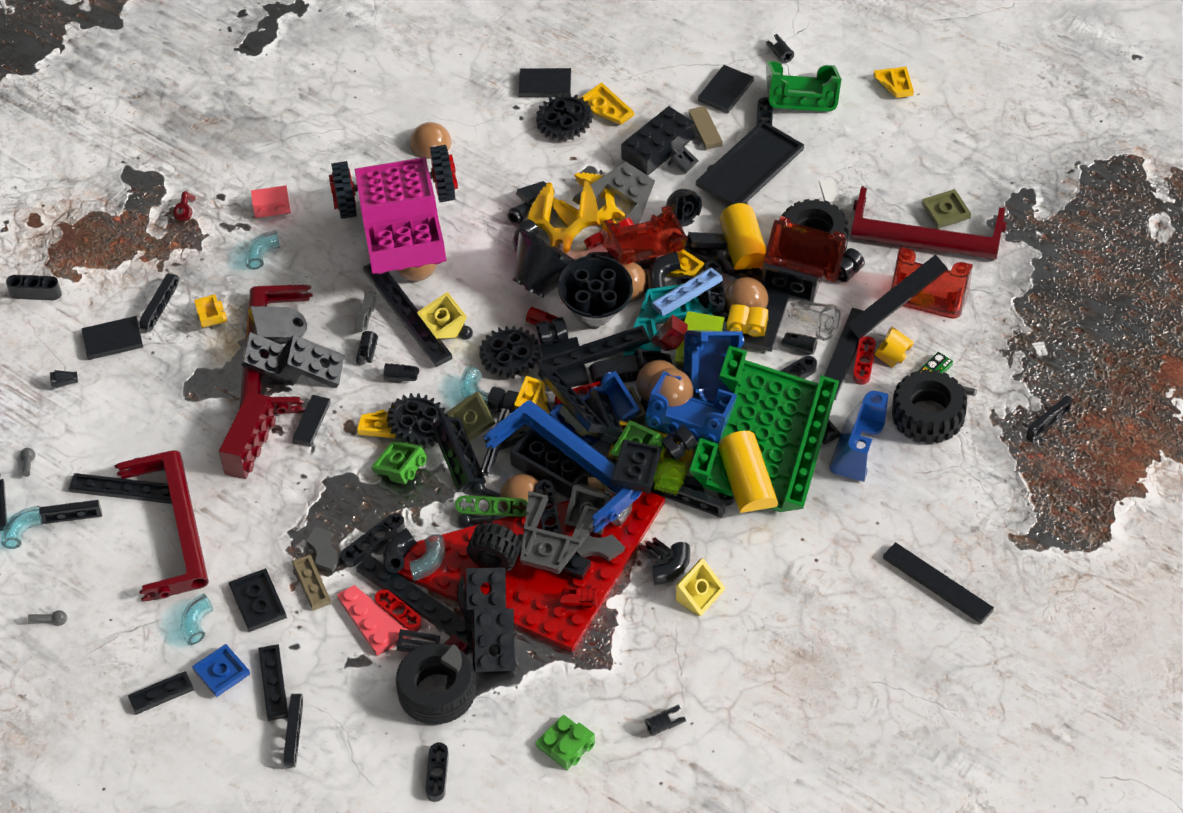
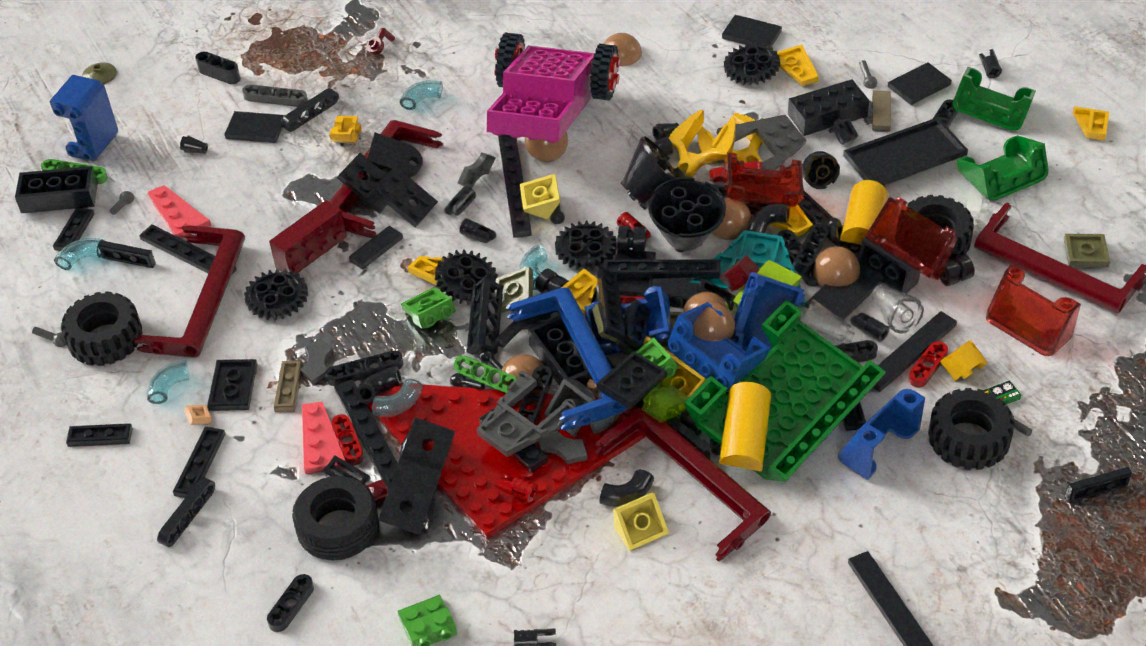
camera: 25 degrees right, 5 degrees down
(90, 452) = (176, 211): none -> coral wing
(92, 573) = (95, 312): none -> black tyre
(111, 295) = (293, 97): none -> dark grey beam
(221, 670) = (160, 434): blue plate -> none
(244, 639) = (198, 414): none -> light nougat tile
(257, 497) = (276, 294): none -> black gear
(270, 201) = (452, 58): coral brick -> none
(452, 658) = (356, 497): dark grey tile -> none
(494, 546) = (458, 409): black tyre -> none
(530, 193) = (679, 116): black tile -> none
(660, 550) = (617, 466): black tile -> none
(679, 100) = (869, 81): none -> dark grey bar
(685, 440) = (687, 373): black wheel -> none
(686, 291) = (779, 243): light blue tile -> none
(707, 240) = (827, 206): black tile -> none
(722, 522) = (700, 468): none -> dark red piece
(749, 320) = (825, 287): yellow brick -> none
(766, 353) = (828, 324): none -> clear cone
(847, 154) = (1019, 167): none -> green windscreen
(897, 296) = (987, 311): black tile -> none

